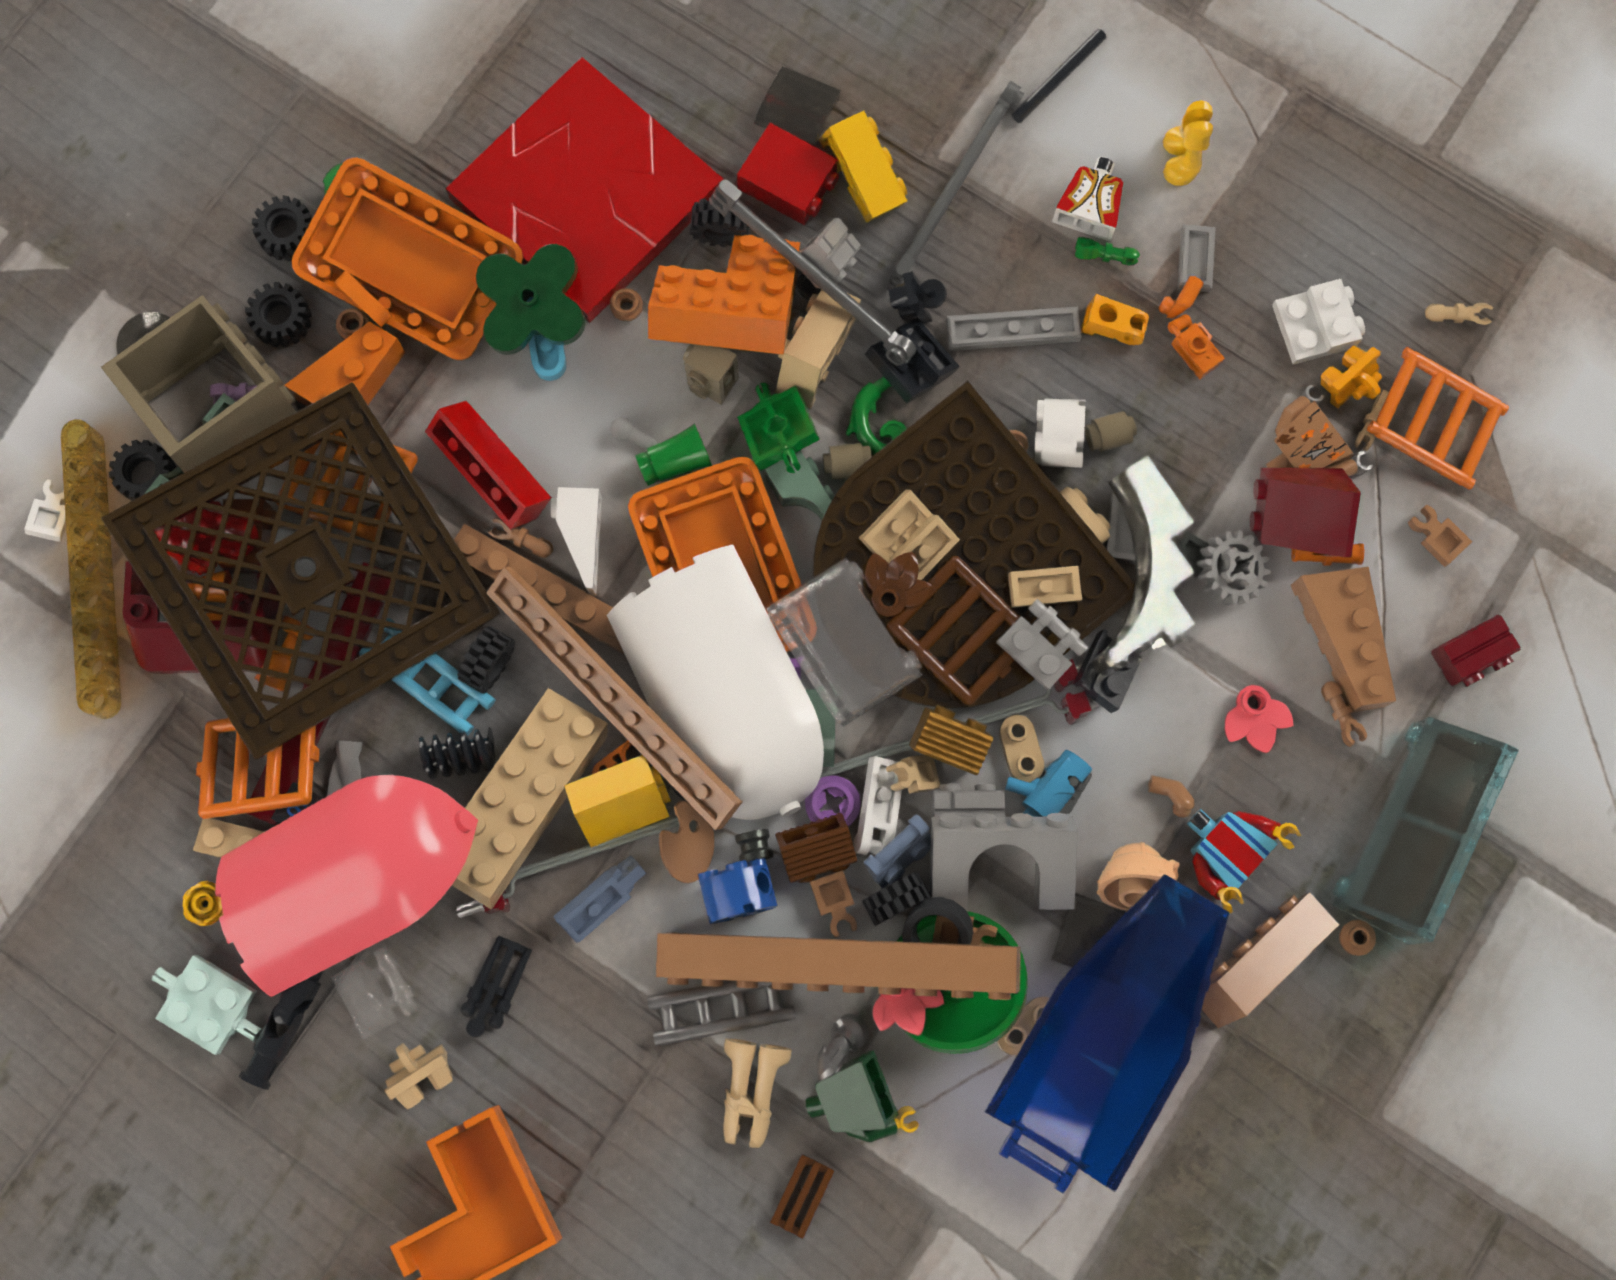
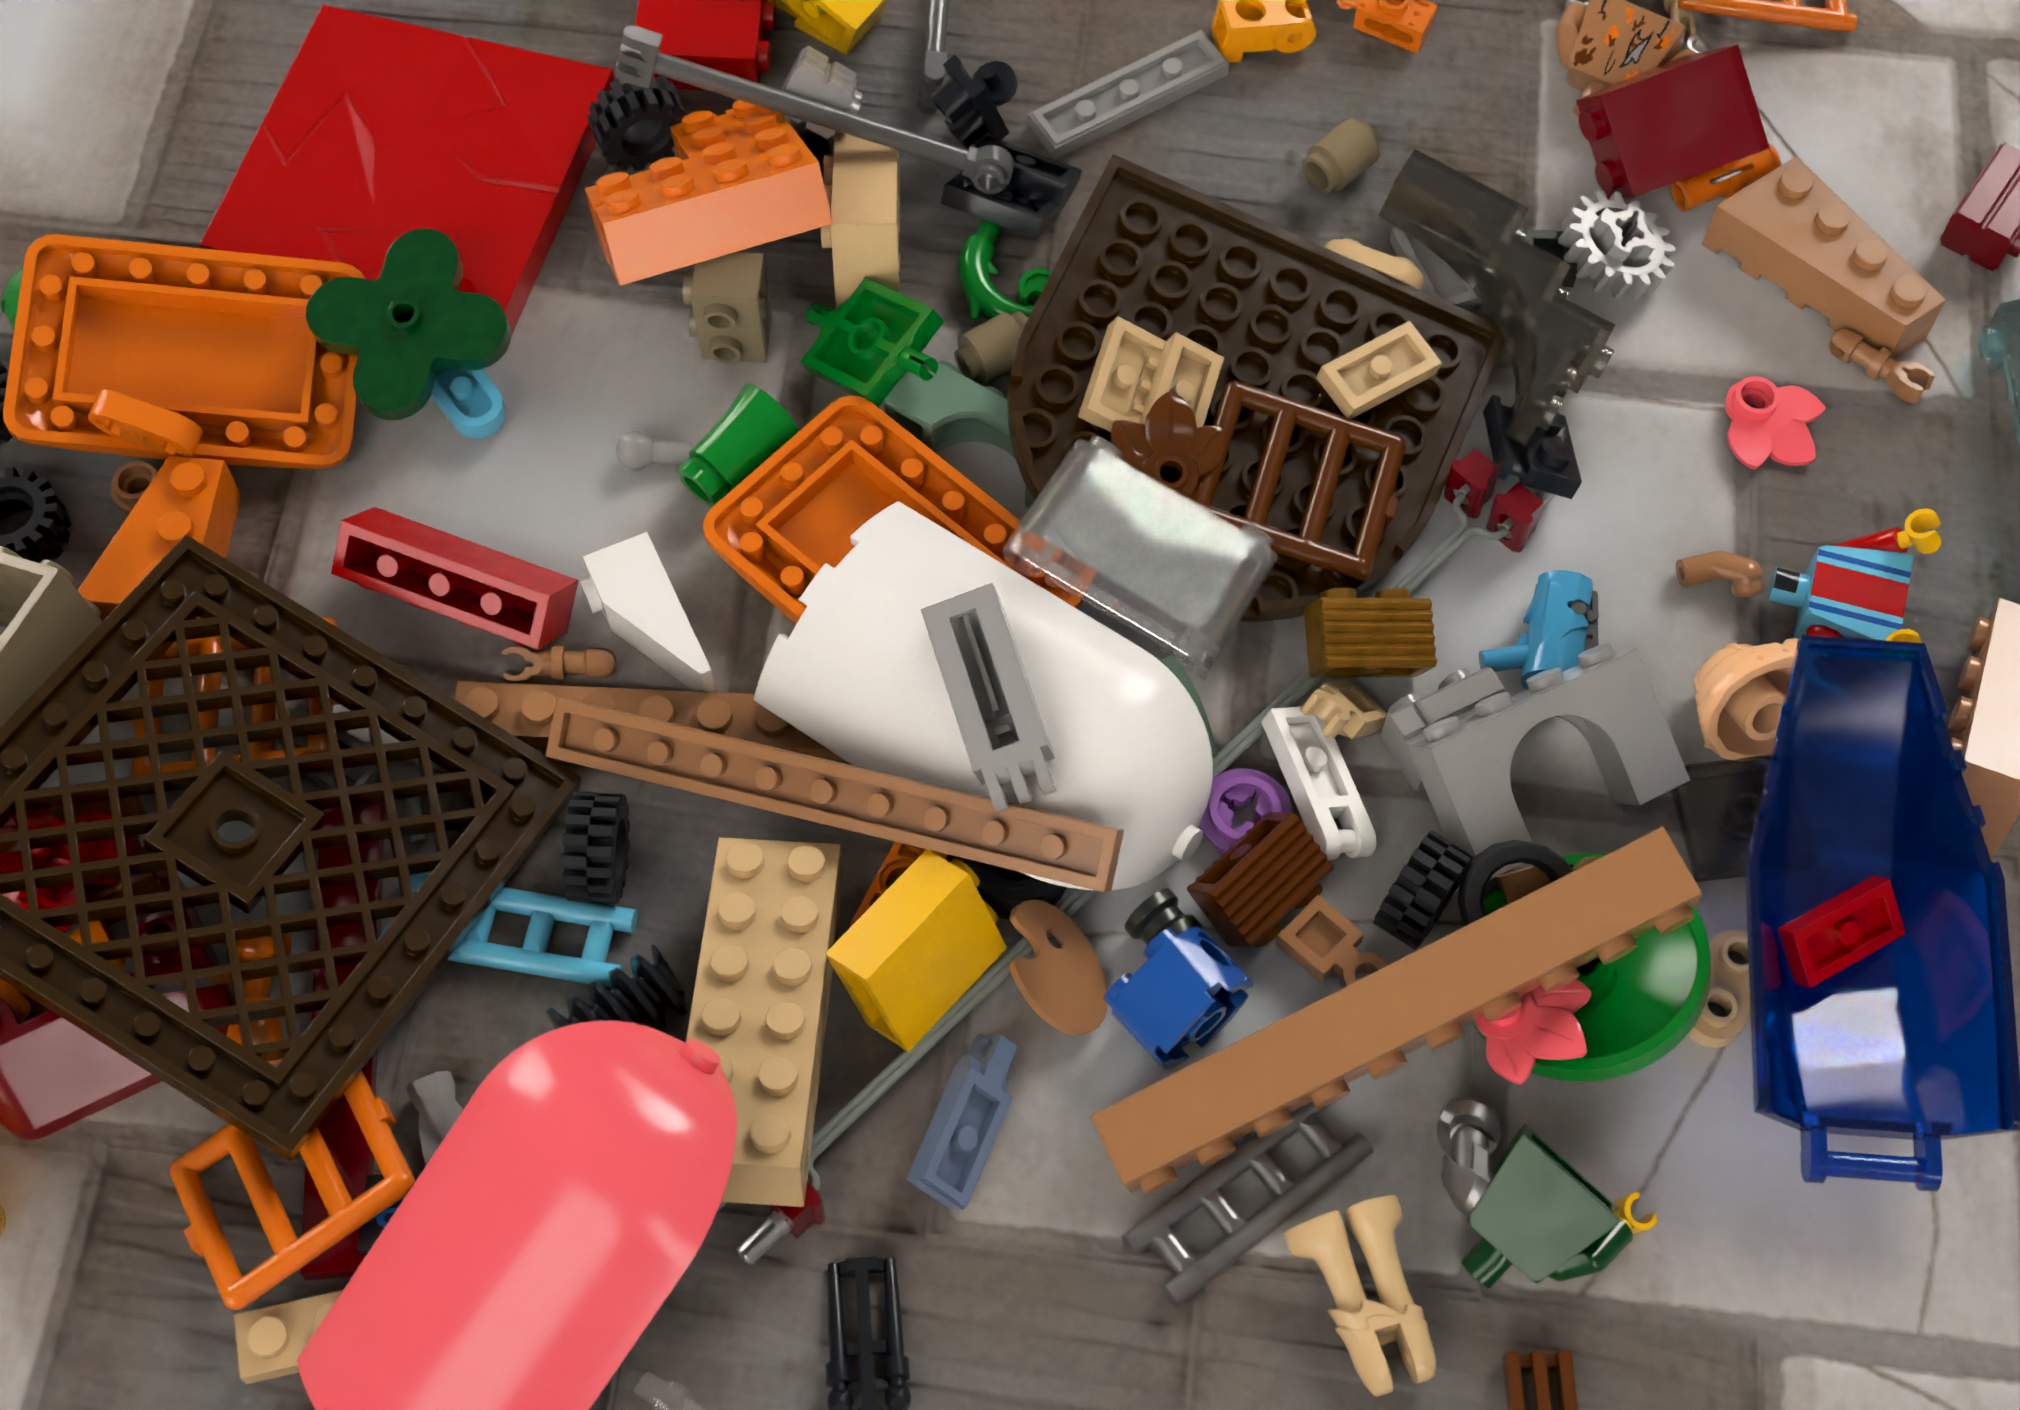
camera: 25 degrees left, 15 degrees down
(623, 296) = (552, 277): medium nougat plate -> none
(712, 682) = (986, 683): none -> light grey hinge
(897, 855) = (1393, 815): sand blue plate -> none
(1021, 748) = (1468, 612): tan plate -> none
(1034, 651) = (1419, 457): light grey plate -> none
(1060, 432) = (1278, 174): white brick -> none
(1102, 1032) = (1841, 931): none -> red plate
(1443, 539) = (1861, 97): medium nougat plate -> none

